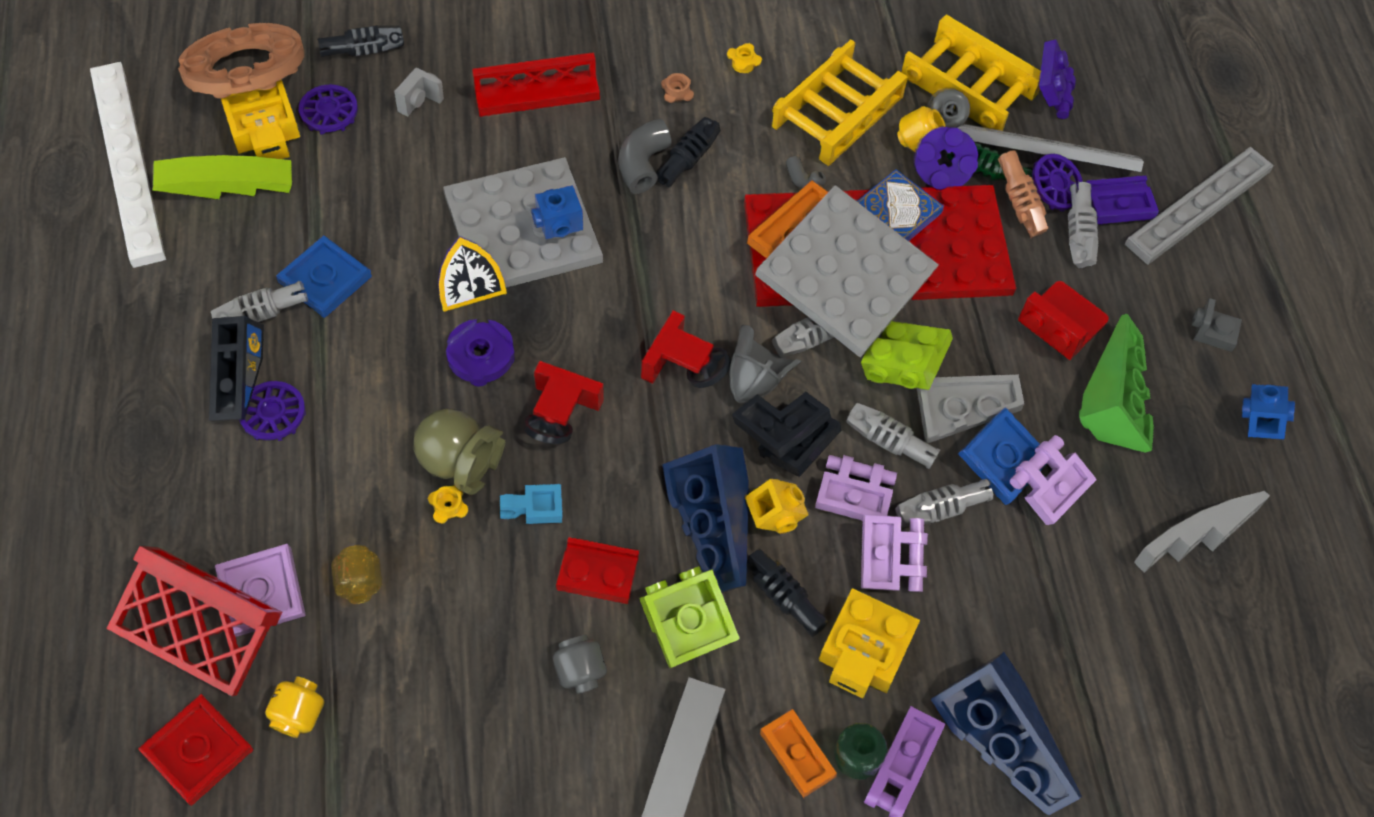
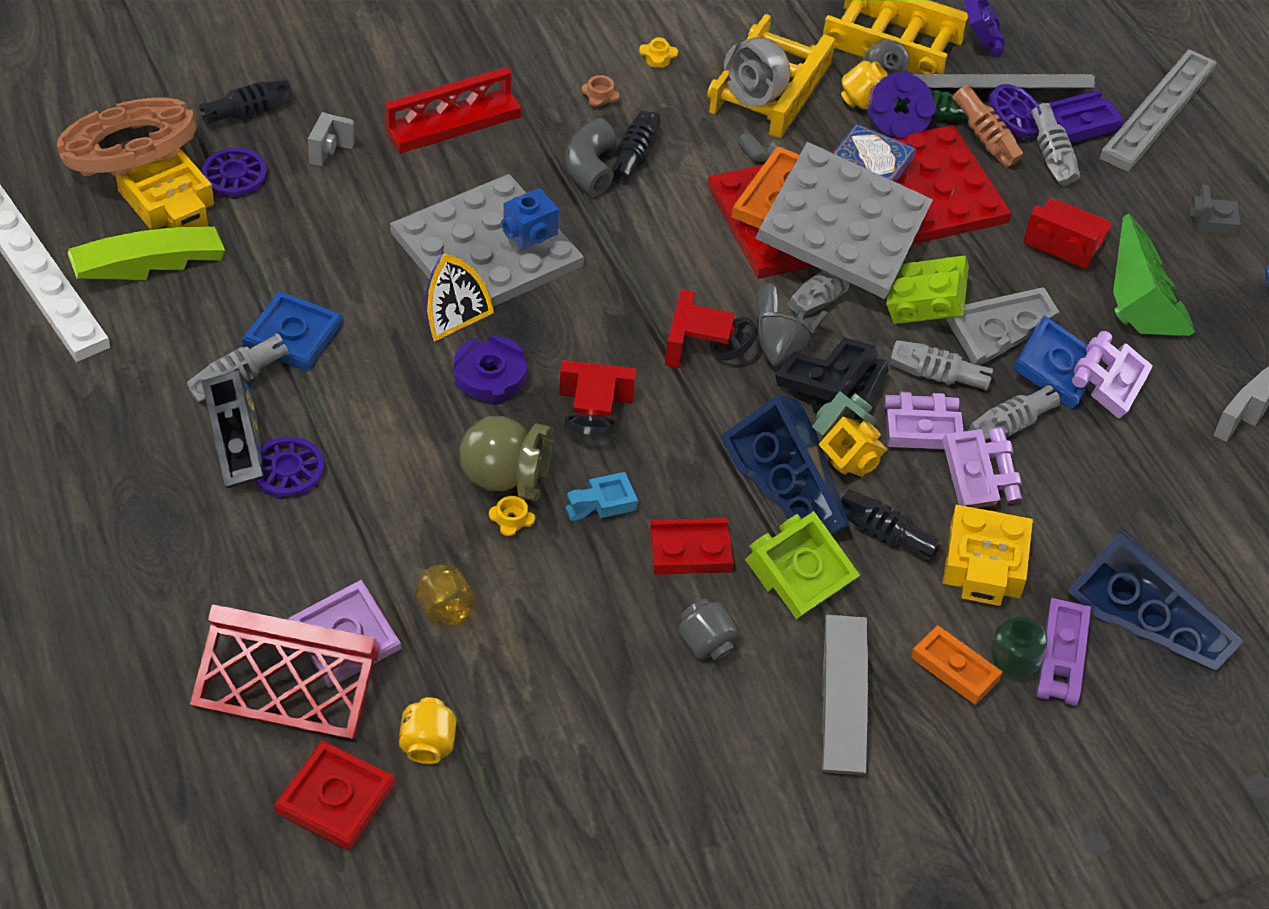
camera: 15 degrees left, 10 degrees down
(777, 467) = (841, 406): none -> sand green bracket
(819, 100) = (757, 71): none -> light grey cylinder

